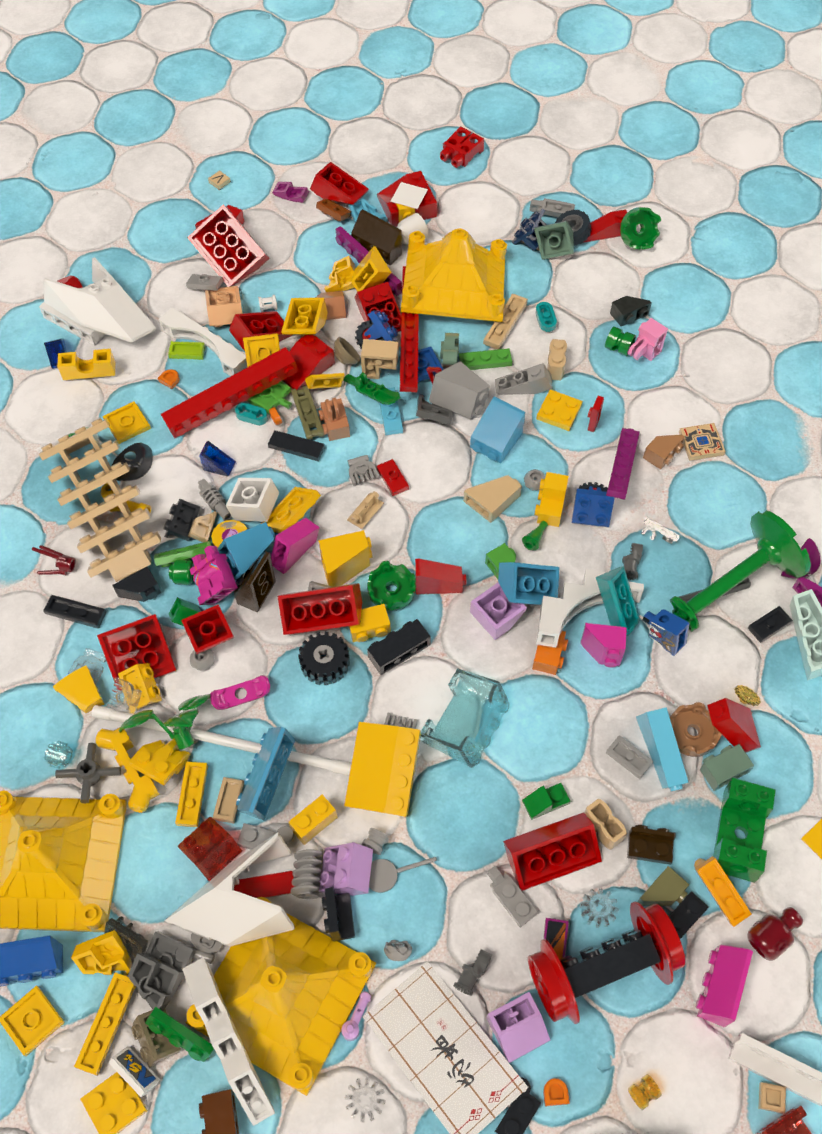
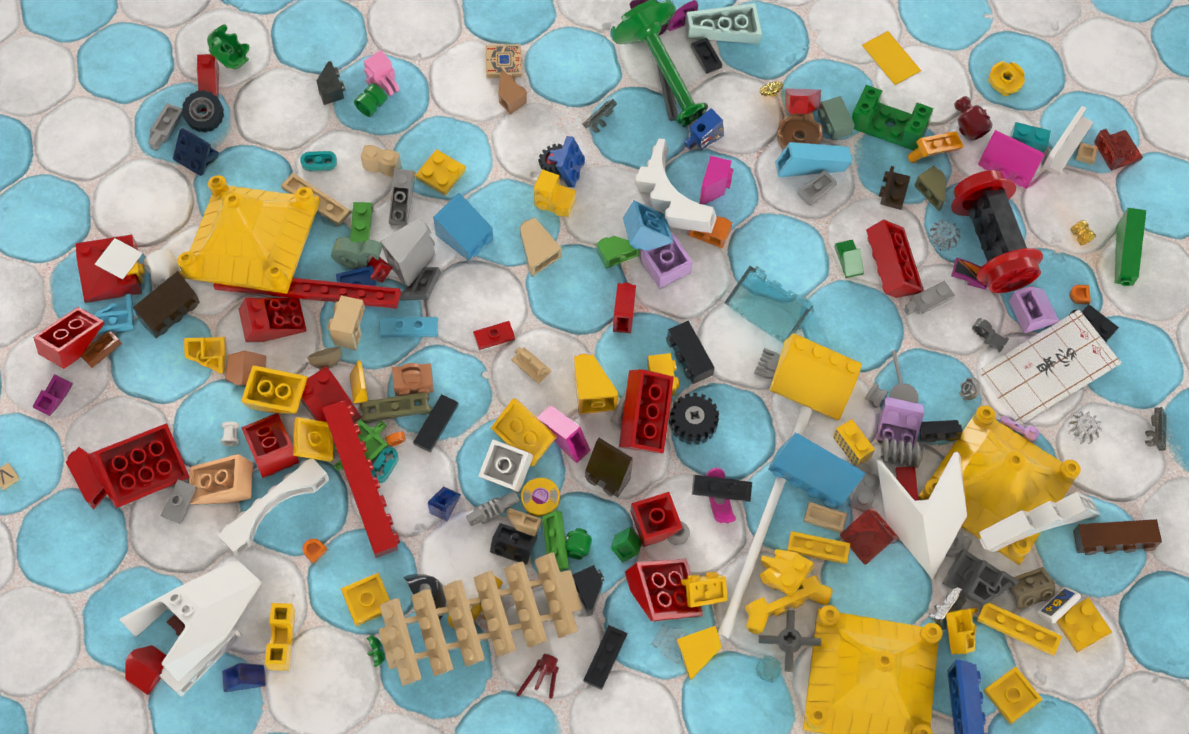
camera: 85 degrees left, 5 degrees up
(126, 699) = (717, 601): clear piece -> none
(179, 1035) = (1034, 563): green plate -> none
(180, 722) = (728, 535): green plant -> none
(186, 350) = (276, 529): lime tile -> none
(212, 576) = (596, 508): dark pink hips -> none
(245, 548) = (571, 474): dark azure slope -> none
(249, 691) = (721, 488): none -> black tile
(355, 249) = (192, 321): magenta plate -> none
(360, 467) = (477, 362): light grey piece -> none
(370, 271) = (220, 317): yellow slope -> none
(372, 389) = (387, 331): green piece -> none
(376, 329) = (309, 322): blue plate -> none
(394, 575) = (627, 338): green plate -> none
(461, 148) = (40, 200): red hips -> none
(529, 479) = (522, 213): light grey plate -> none
(532, 540) = (590, 221): green cone -> none
(555, 240) = (223, 129): sand green slope -> none
(595, 413) = (461, 137): red plate -> none
(608, 828) = (885, 209): tan brick -> none
(618, 599) = (676, 162): teal slope -> none
(623, 463) = (526, 125): magenta plate -> none
(631, 561) = (622, 142): dark grey connector -> none
(687, 913) = (952, 175): black plate -> none
(766, 1011) = (1032, 136): none -> teal brick

